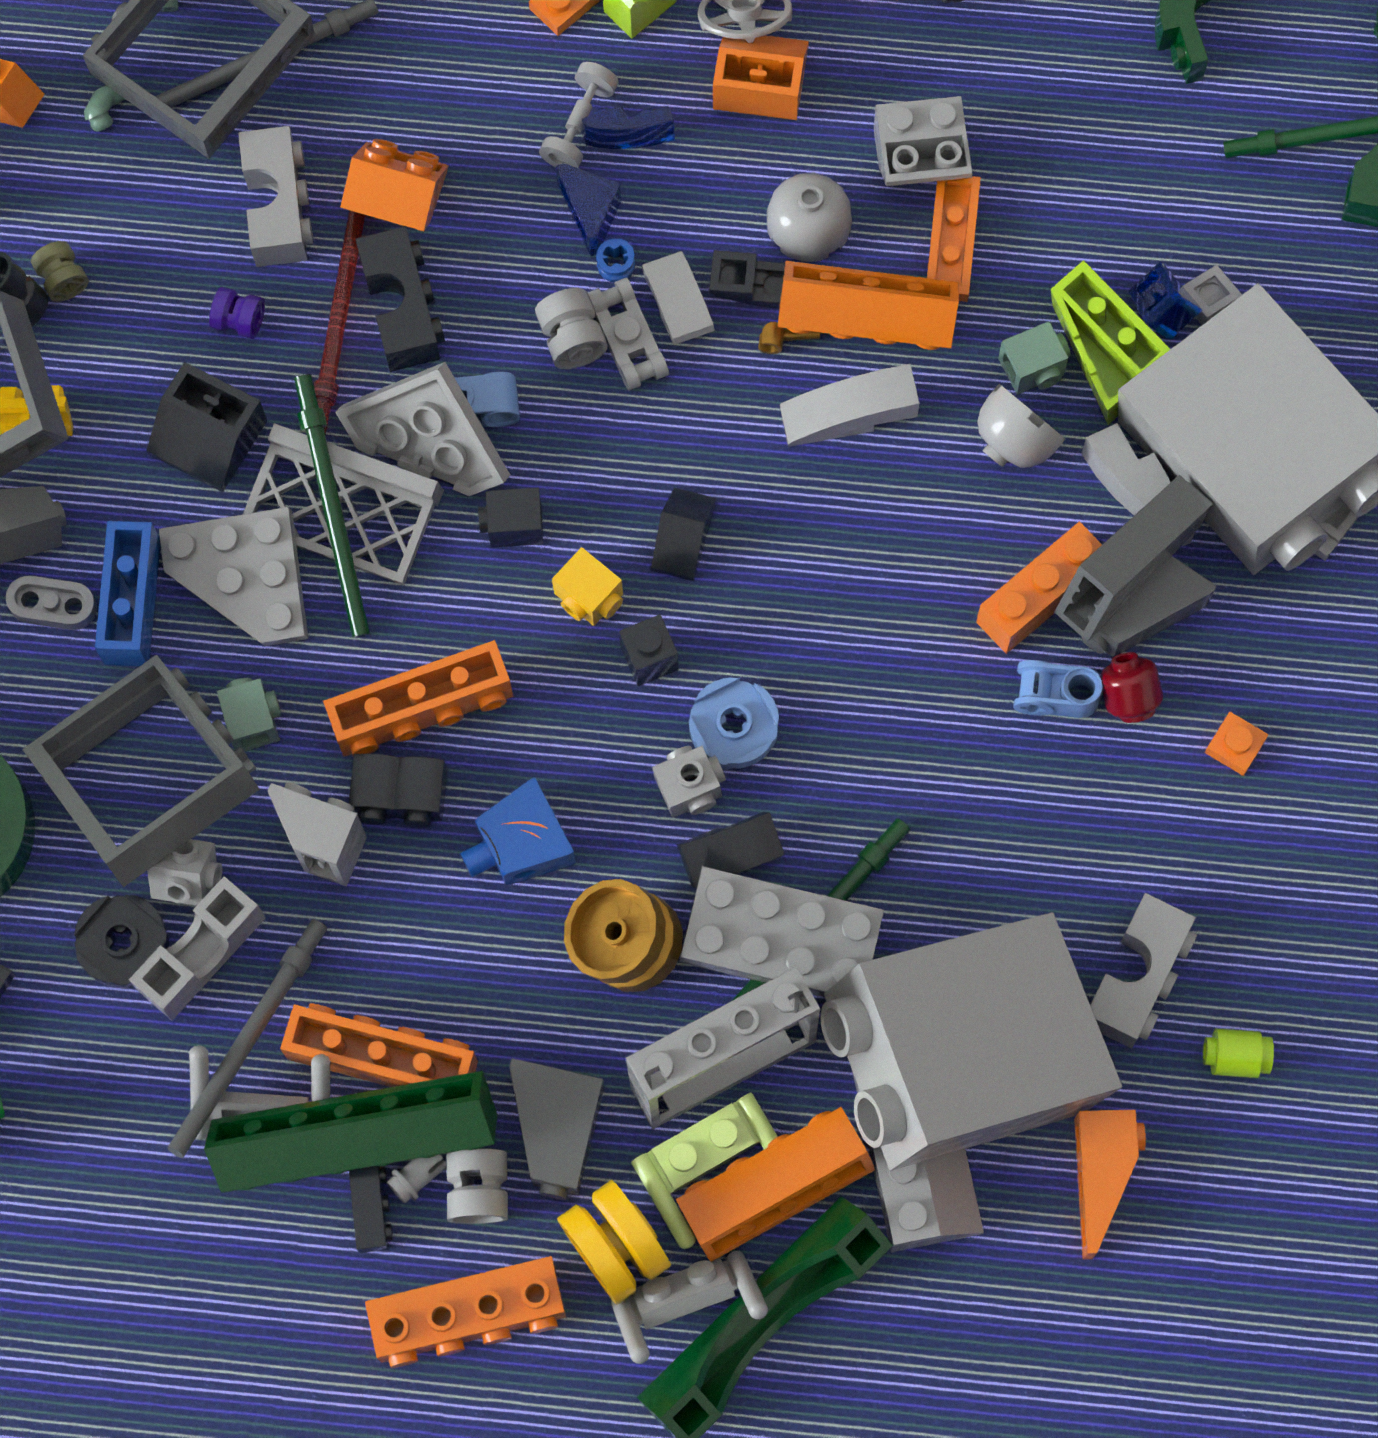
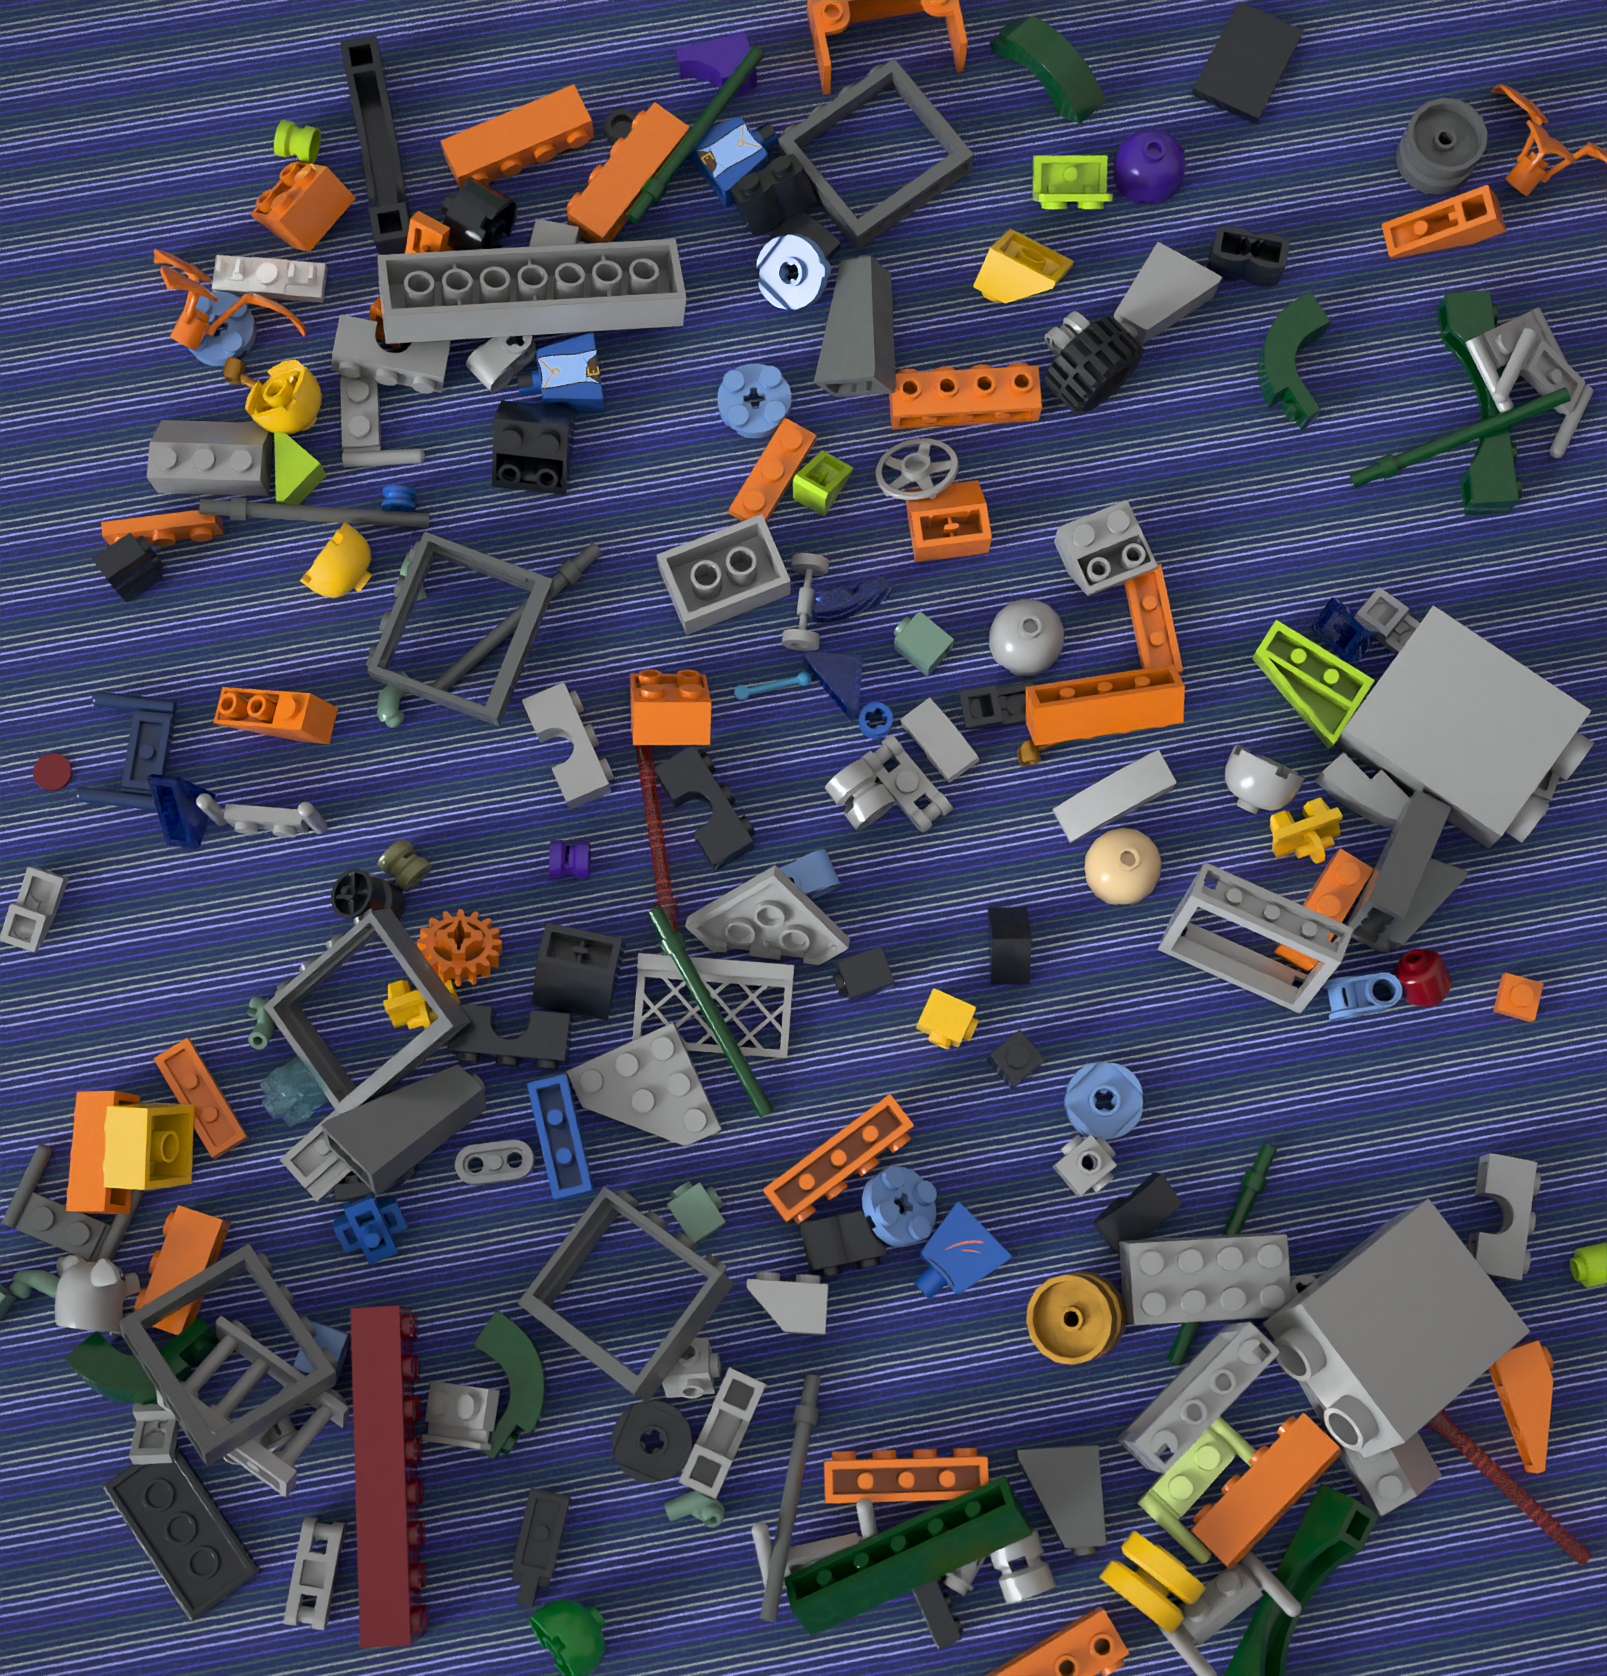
camera: 20 degrees left, 5 degrees up
(89, 368) = (478, 943): none -> orange gear
(143, 492) = (544, 1041): none -> black arch
(147, 1021) = (697, 1504): none -> sand green arm
(482, 195) = (742, 692): none -> dark azure hinge
(489, 755) = (918, 1203): none -> medium blue plate
(498, 63) = (724, 574): none -> light grey brick
(692, 192) = (922, 642): none -> sand green brick
(836, 483) = (1122, 866): none -> tan cylinder
(967, 554) = (1266, 915): none -> light grey window
(996, 1167) = (1509, 1487): none -> clear red bar
(1034, 358) = (1254, 711): sand green brick -> none
(1051, 501) = (1308, 835): none -> yellow hips

